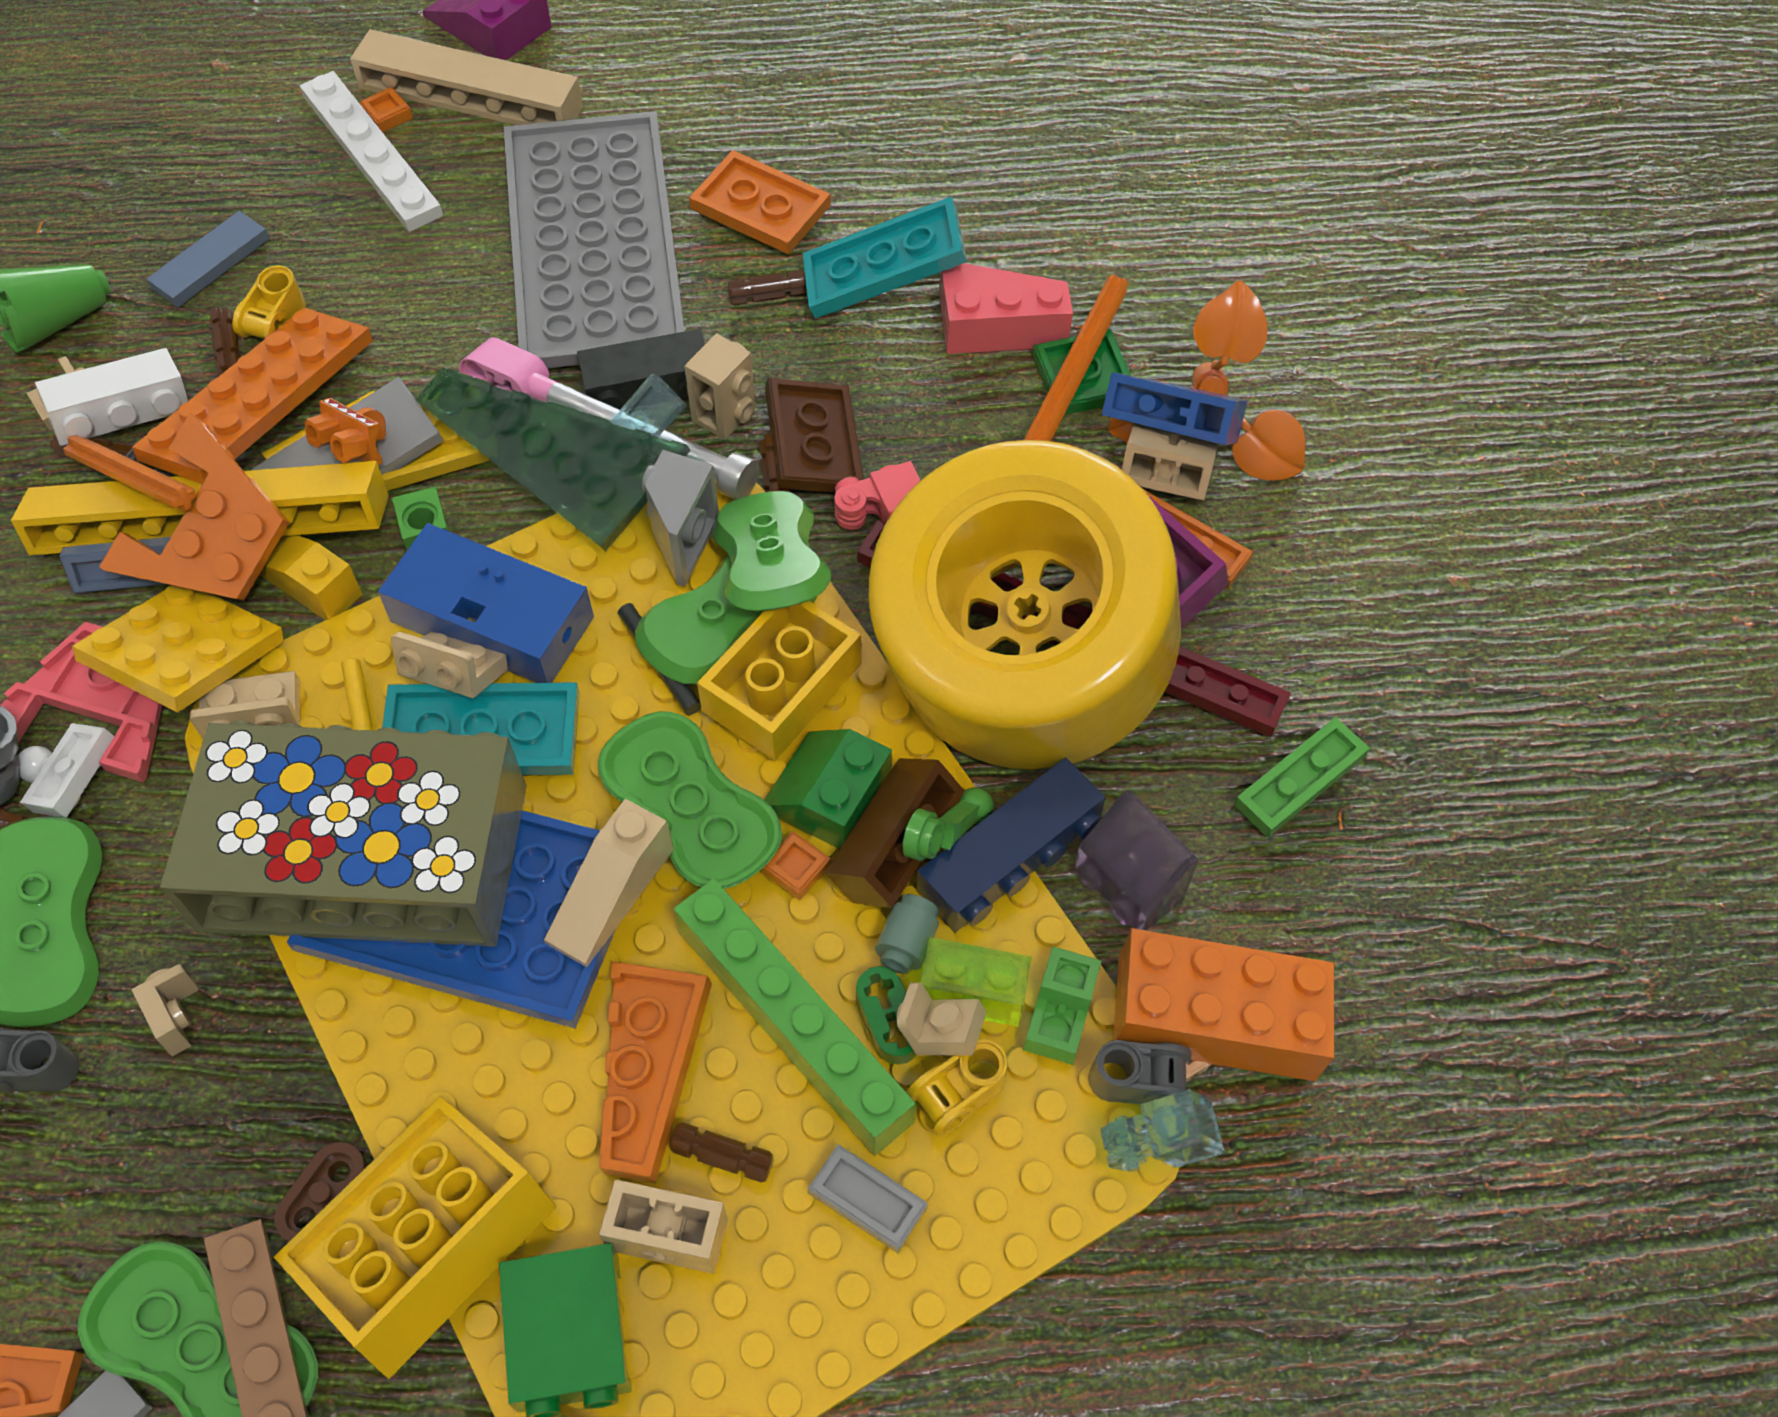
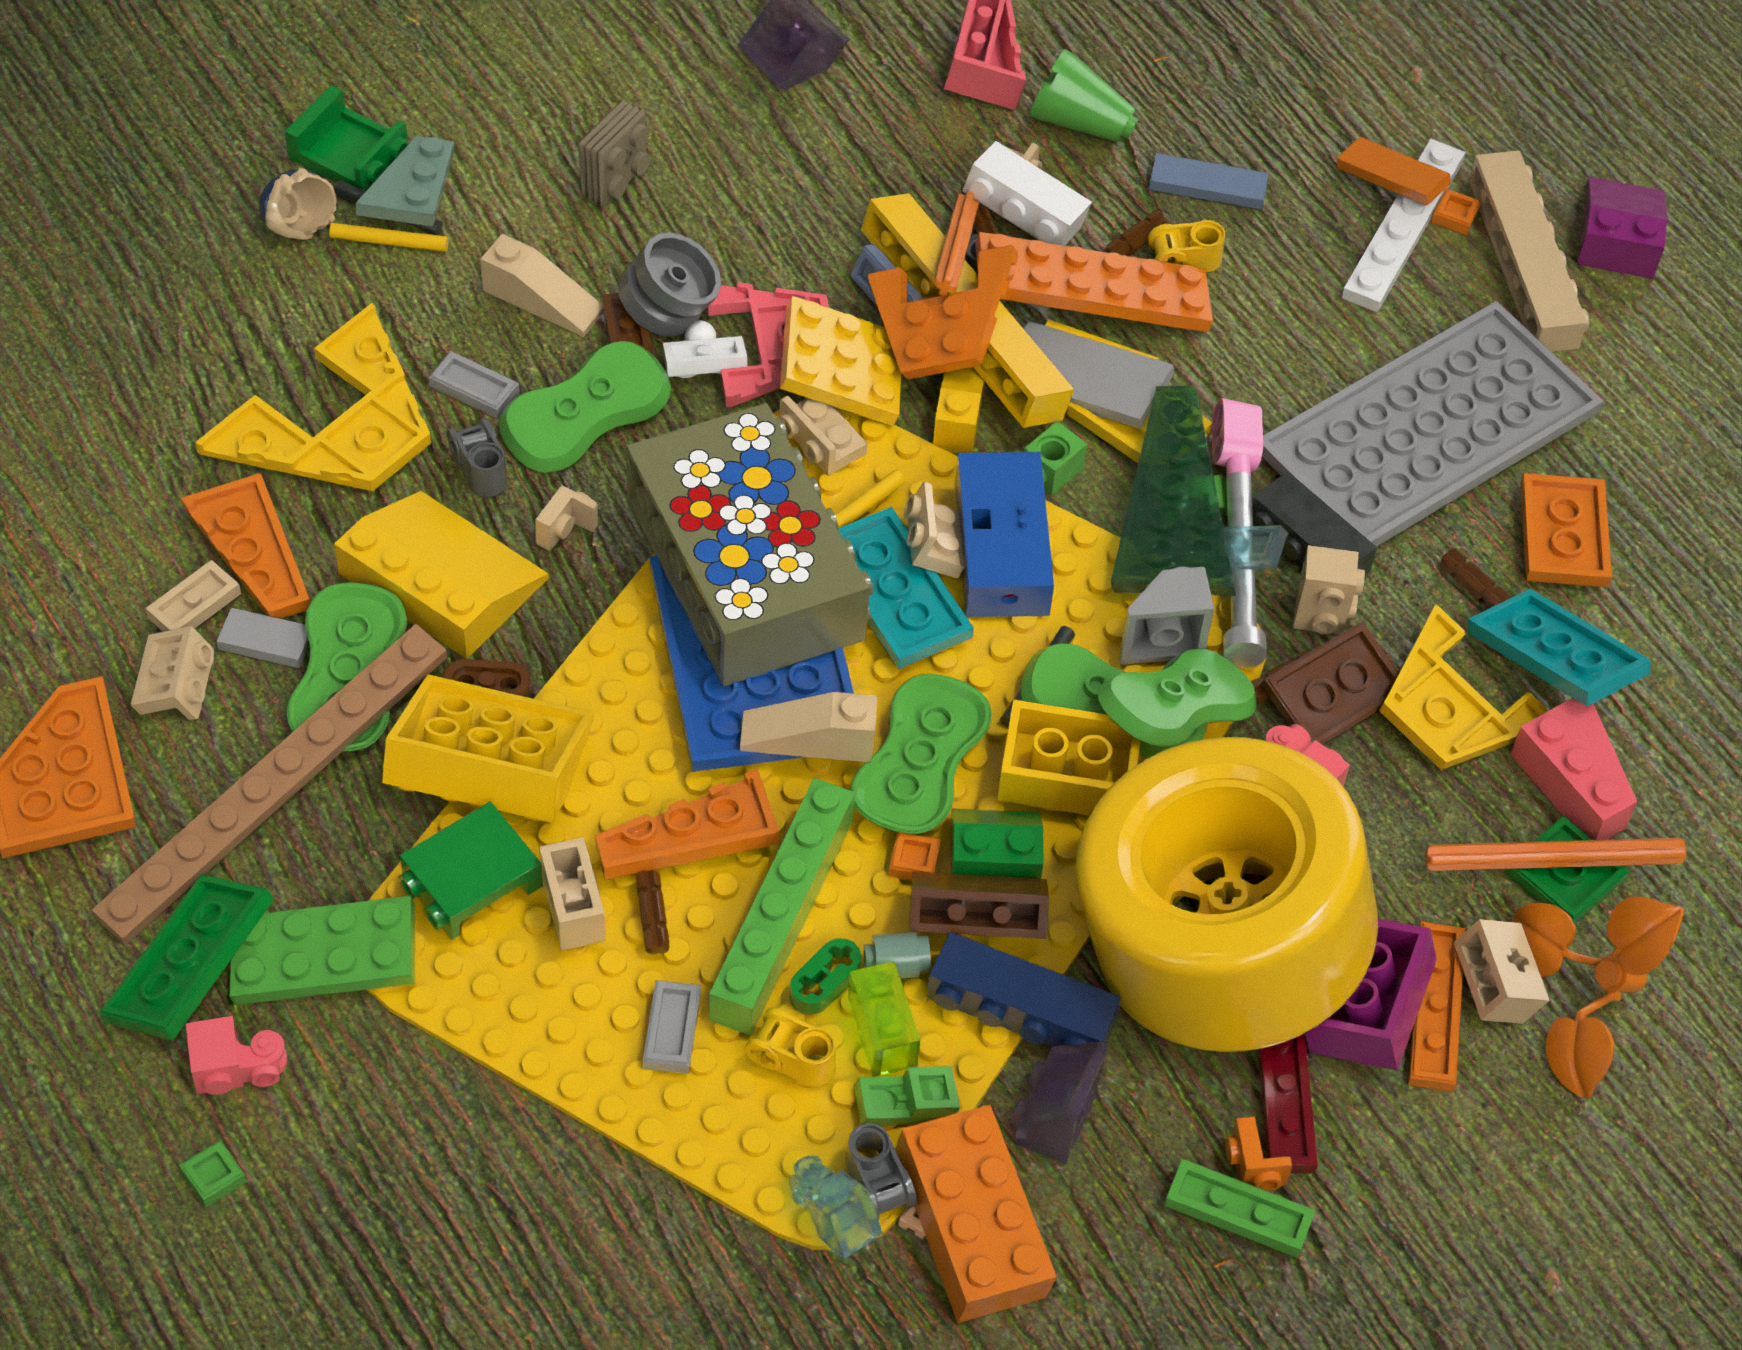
camera: 60 degrees right, 5 degrees down
(133, 1178) = (441, 568): none -> yellow slope
(314, 123) = (1393, 171): none -> orange tile
(348, 431) = (1089, 358): orange hips -> none
(880, 372) = (1442, 709): none -> yellow wing
(928, 834) = (998, 935): bright green piece -> none
(939, 1025) = (827, 999): tan bracket -> none
(1175, 408) = (1549, 950): blue slope -> none
(1256, 742) = (1245, 1152): none -> orange bracket

